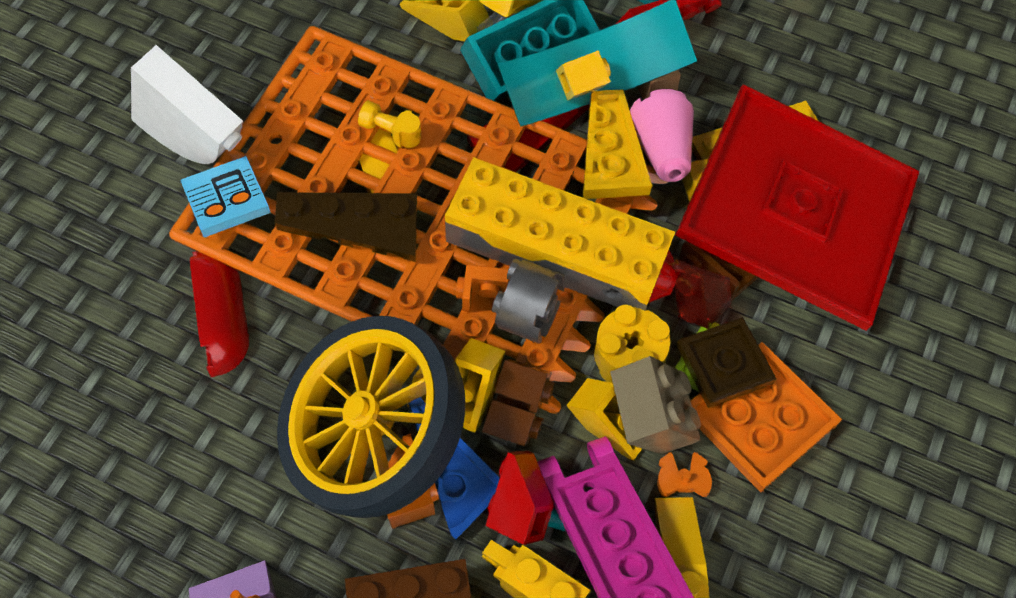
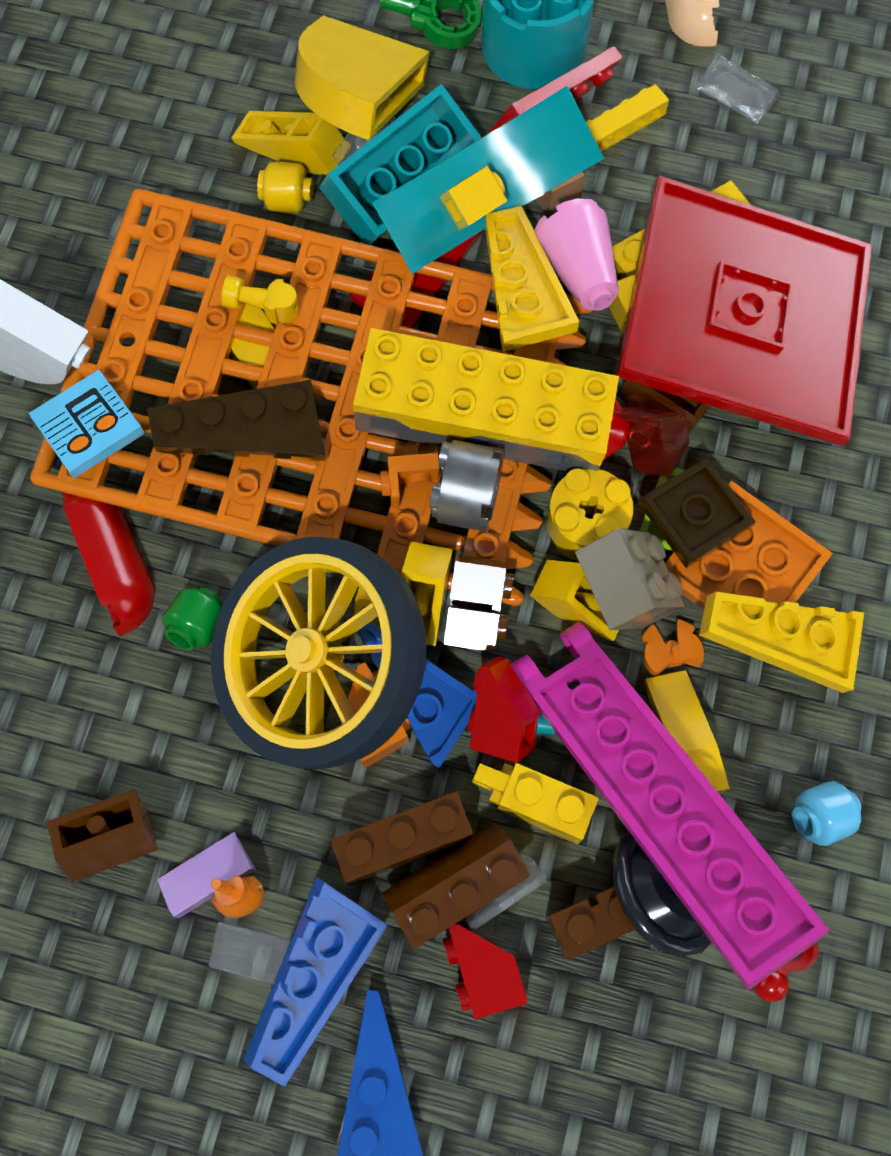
camera: 10 degrees left, 10 degrees up
(150, 538) = (102, 835): none -> reddish brown brick
(273, 371) = (192, 618): none -> green head
(433, 46) = (284, 187): none -> yellow head
(726, 39) = (628, 117): none -> yellow piece
(799, 488) = (799, 639): none -> yellow wing
(825, 32) = (738, 89): none -> clear slope

